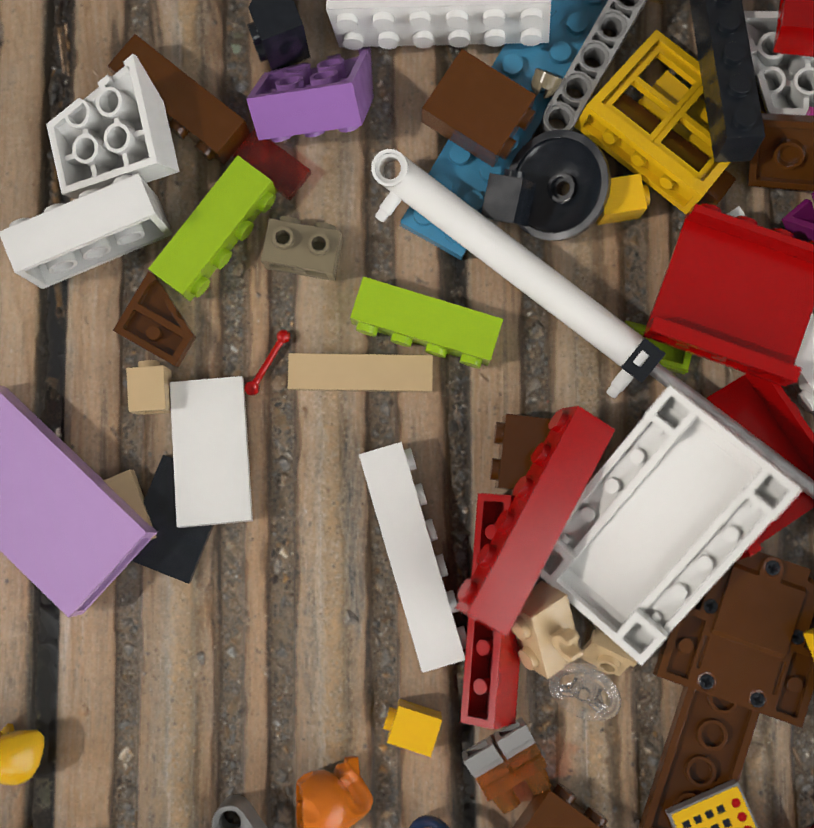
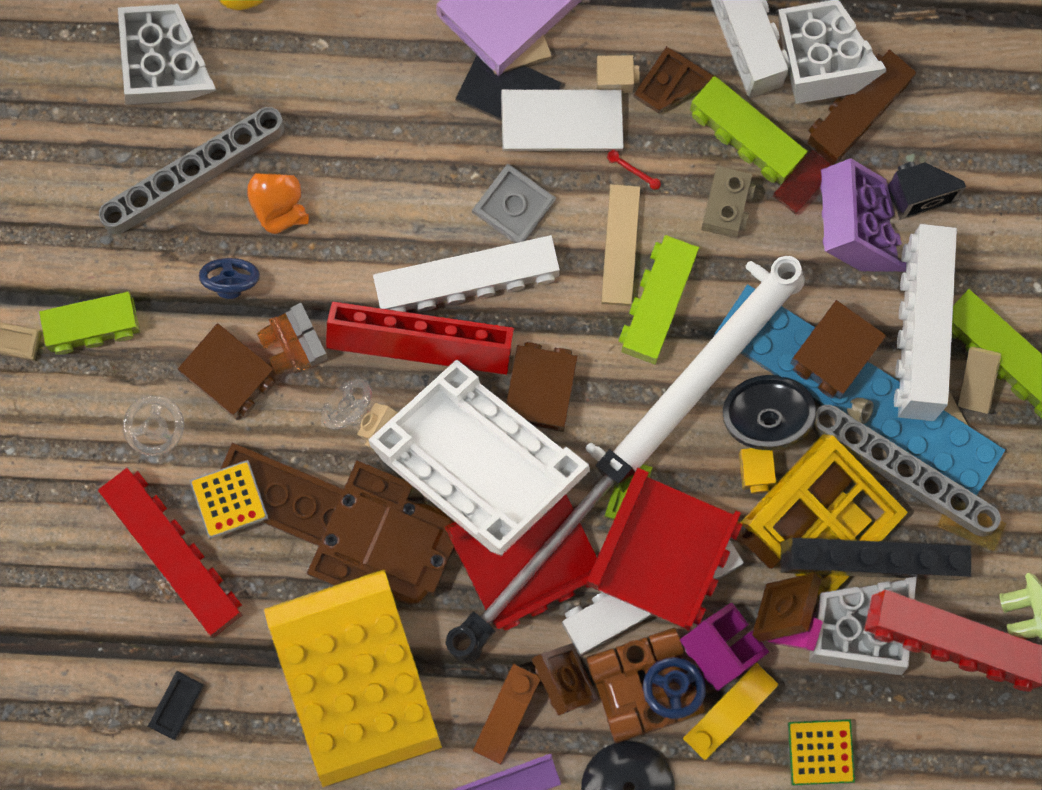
camera: 90 degrees right, 5 degrees down
(318, 503) = (513, 205): none -> light grey tile
(413, 727) = (329, 268): yellow brick -> none
(508, 198) = (760, 372): black brick -> none
(534, 519) = (490, 363): red brick -> none
(546, 631) = (400, 371): tan brick -> none

